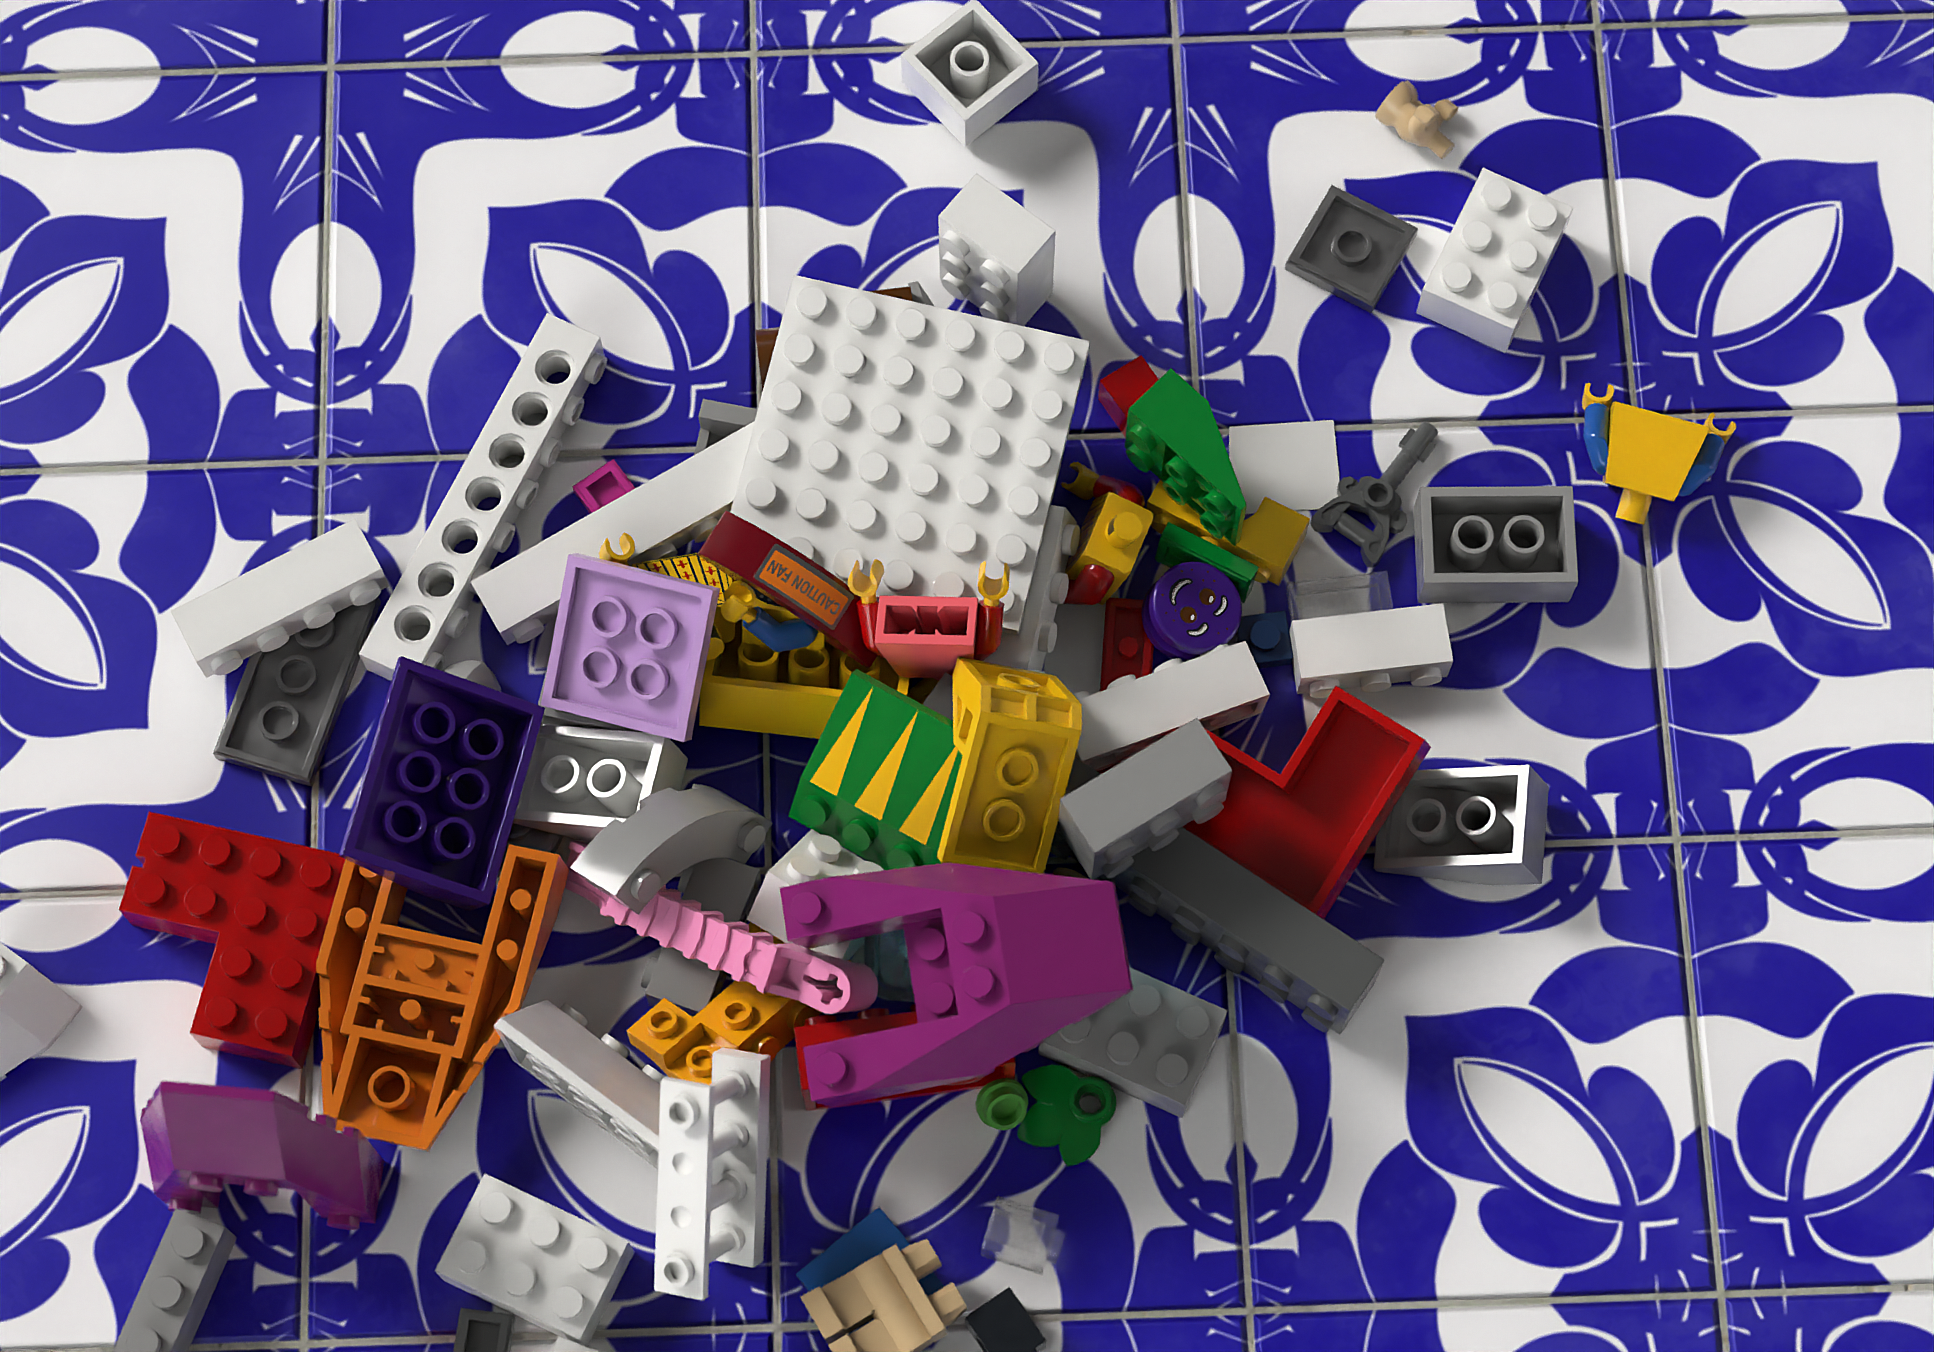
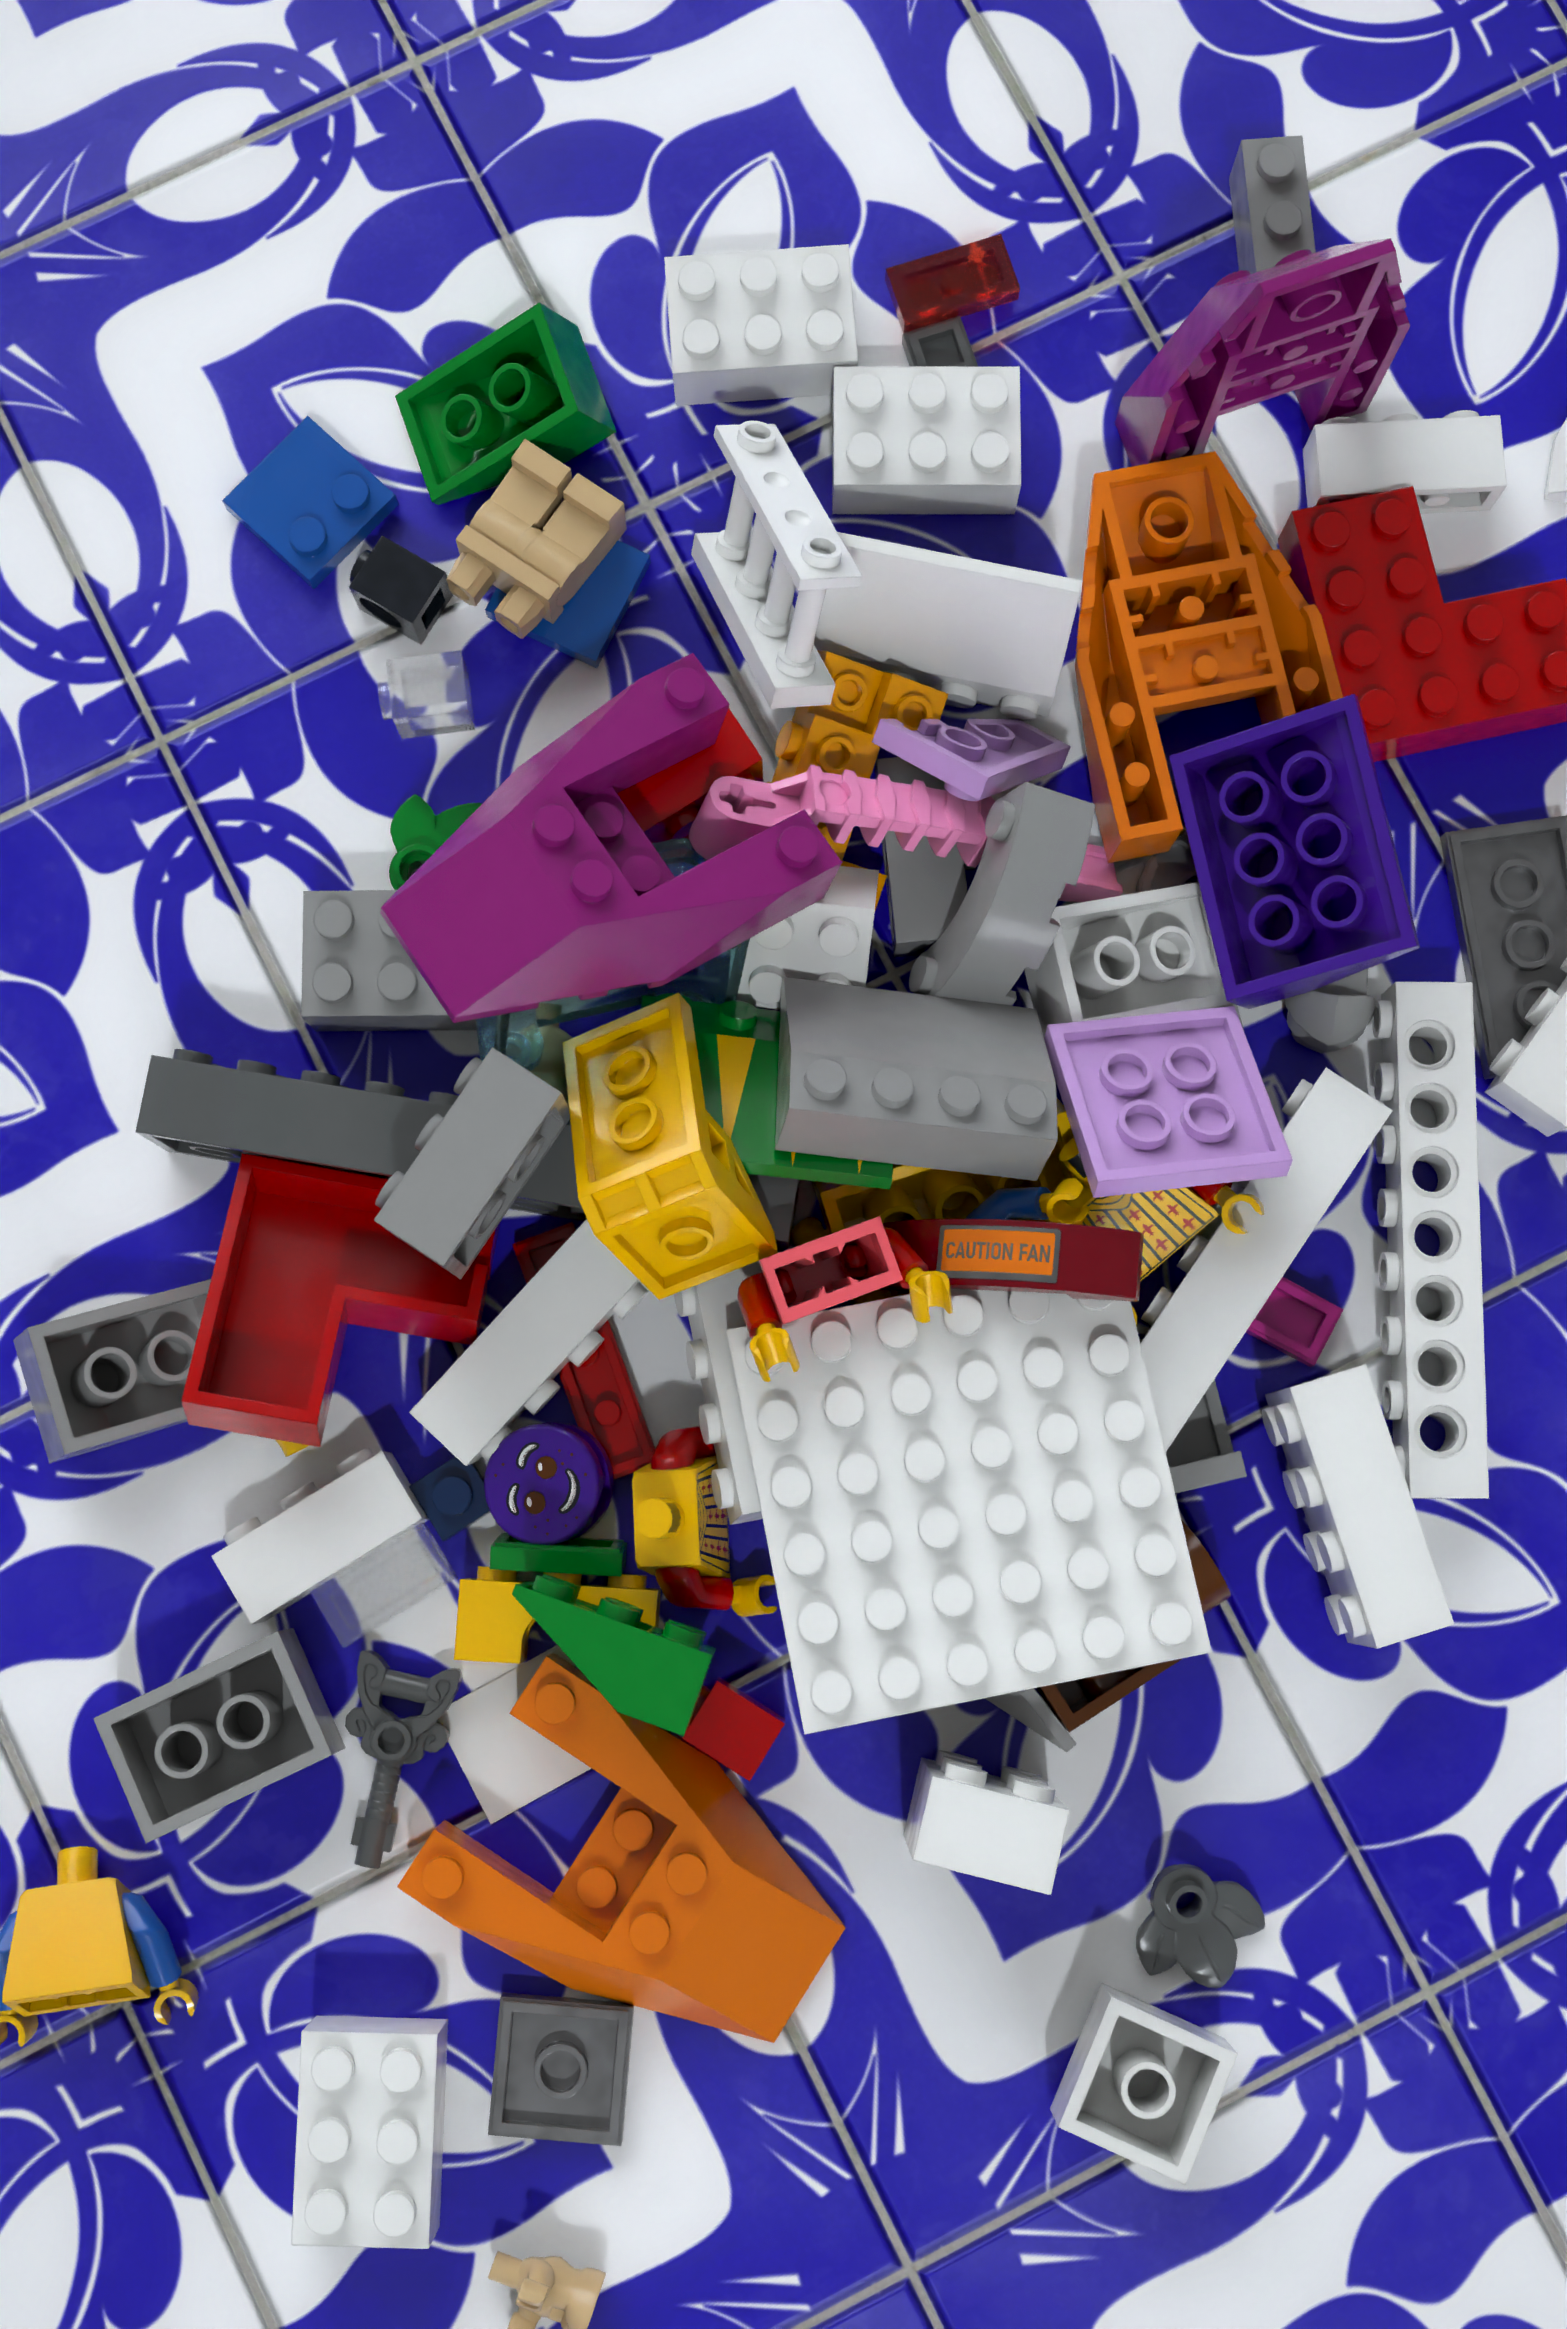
camera: 155 degrees right, 10 degrees up
(145, 1052) = (1448, 460): none -> white brick
(629, 971) = (977, 759): none -> lavender wing
(640, 347) = (1356, 1509): none -> white brick
(798, 746) = (913, 1080): none -> light grey slope
(884, 153) = (1201, 1932): none -> dark grey plate
(1239, 320) = (673, 1895): none -> orange wedge

